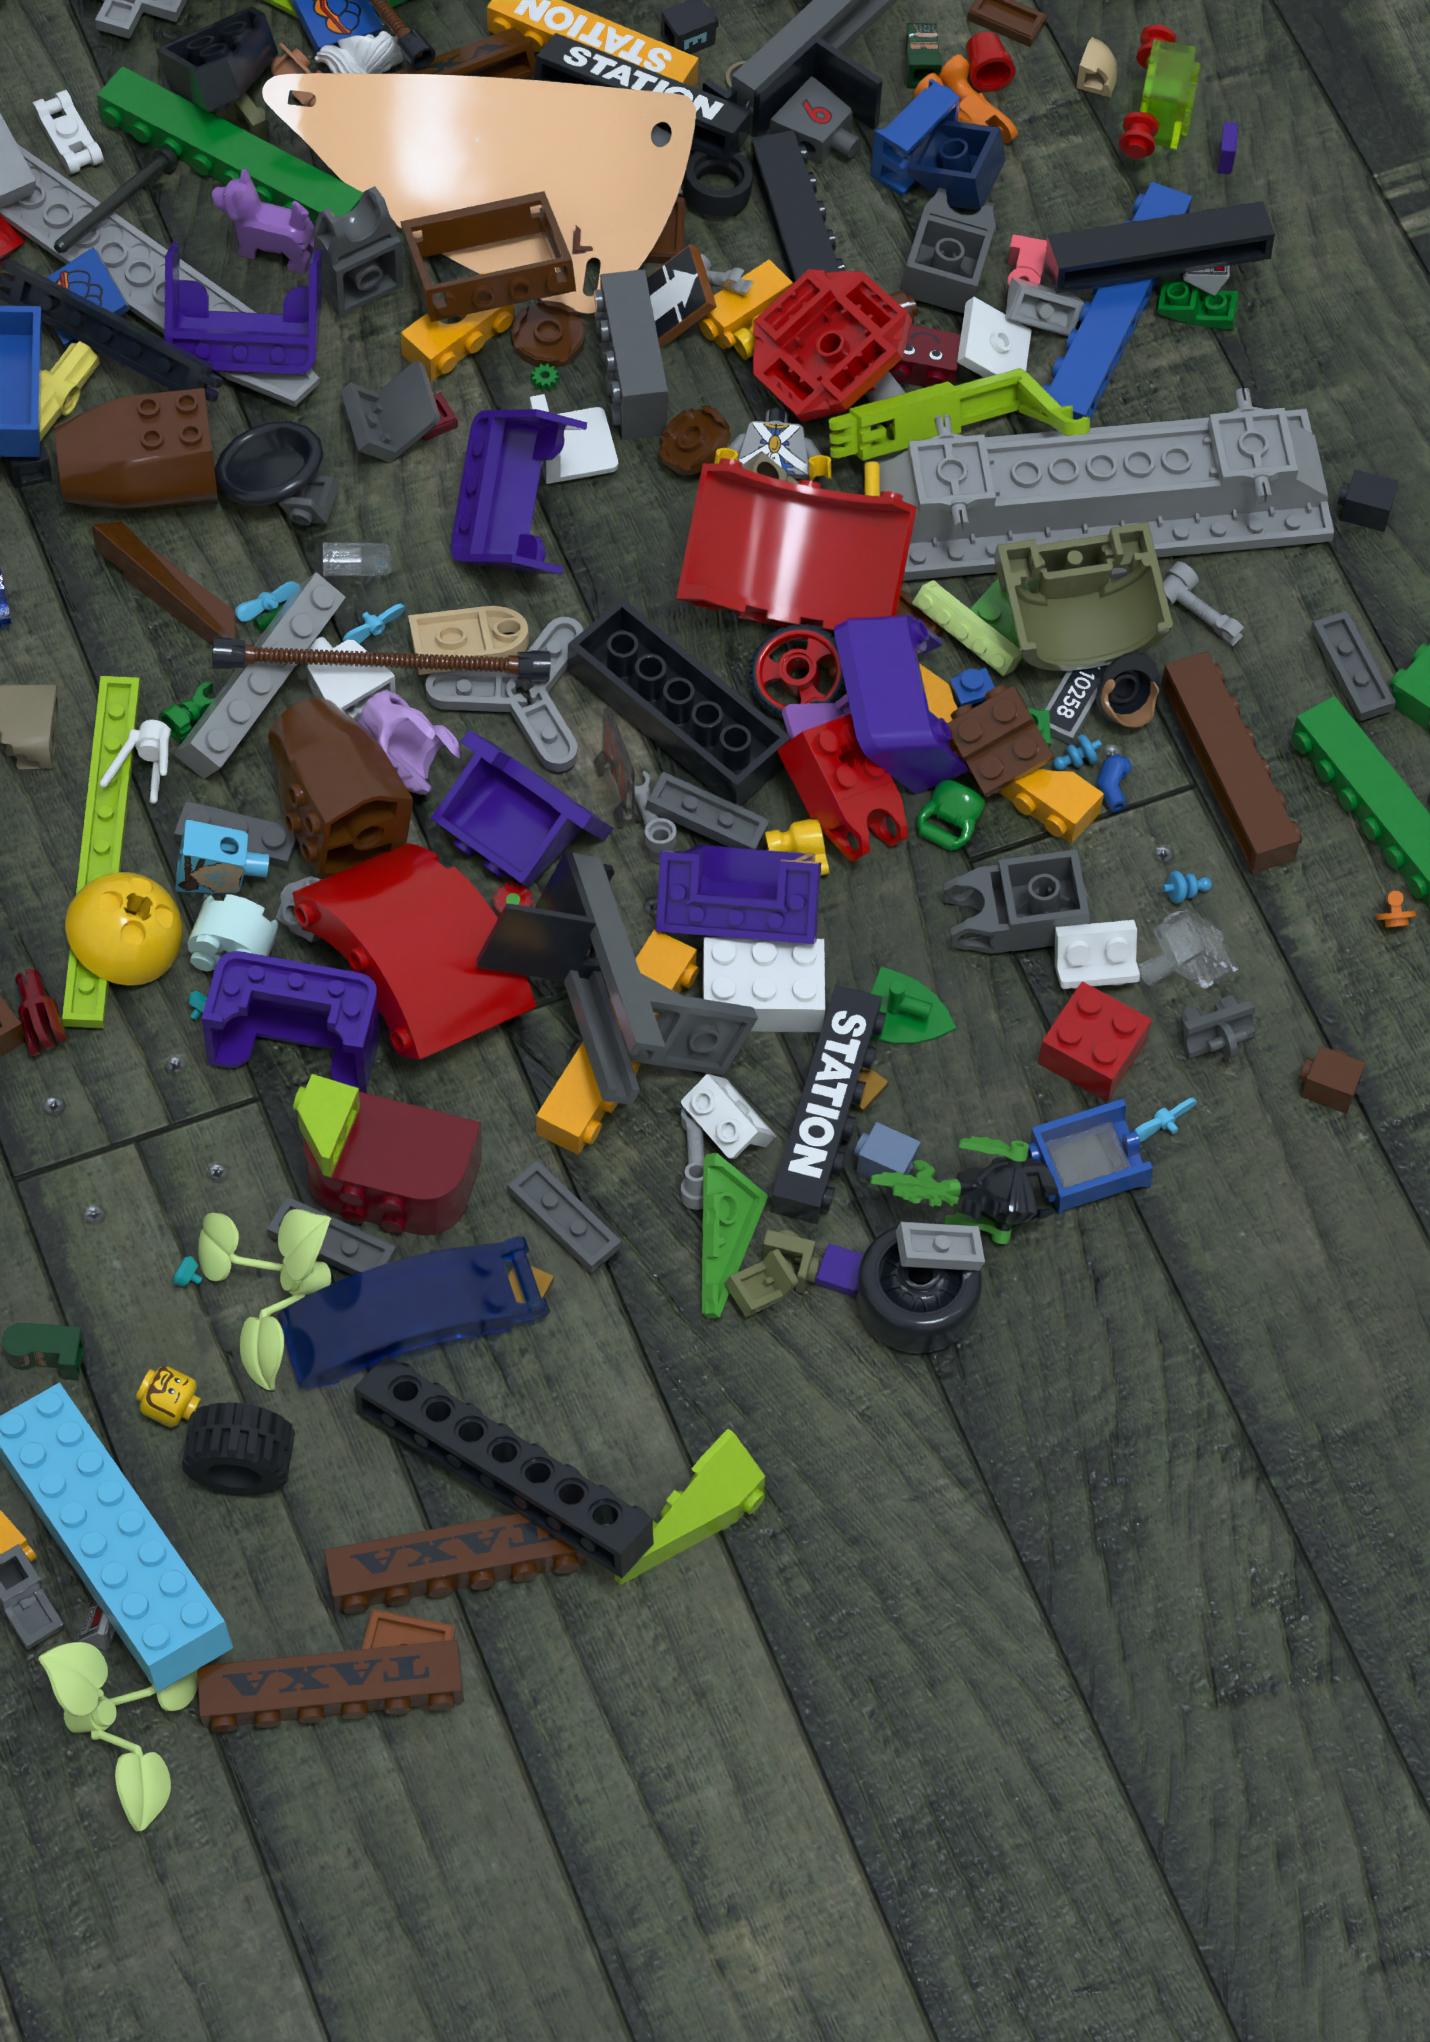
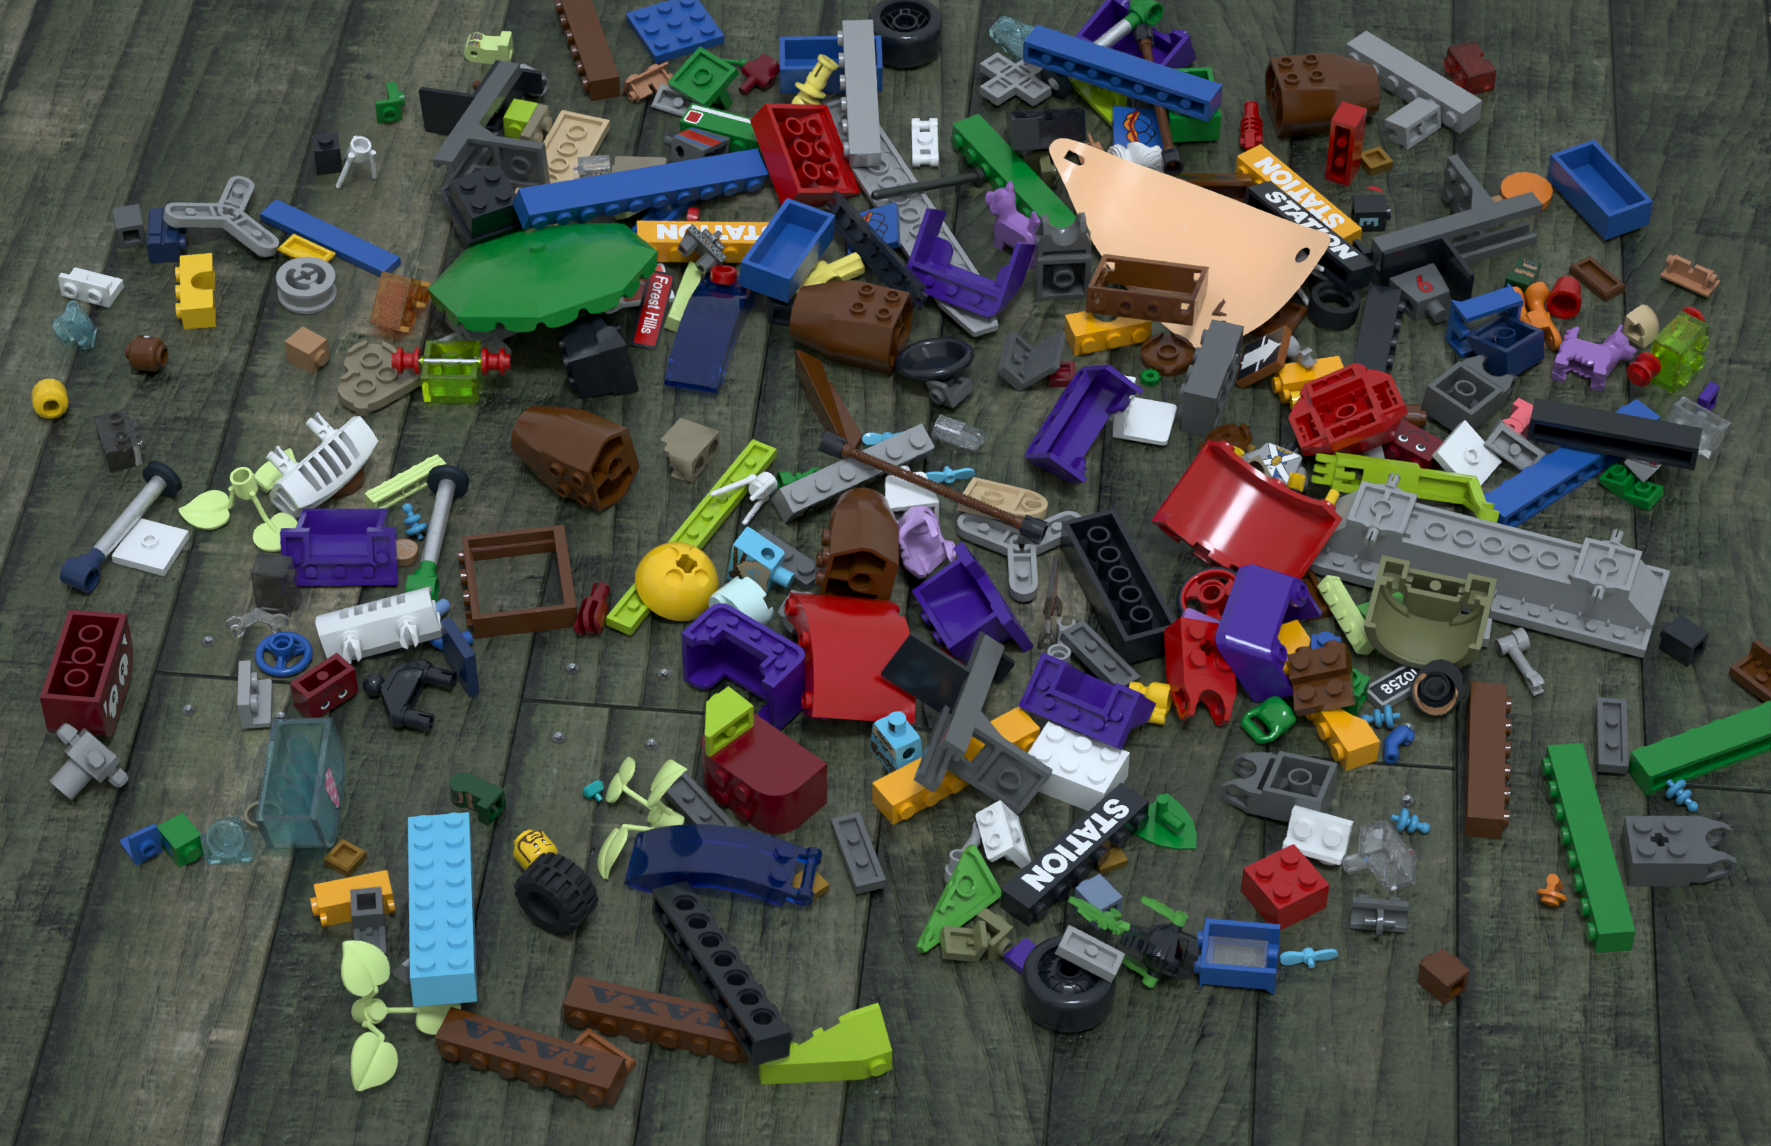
camera: 30 degrees right, 15 degrees down
(531, 1048) = (894, 739): none -> medium azure torso
(1063, 140) = (1591, 359): none -> medium lavender animal
(1236, 184) = (1714, 427): none -> clear brick

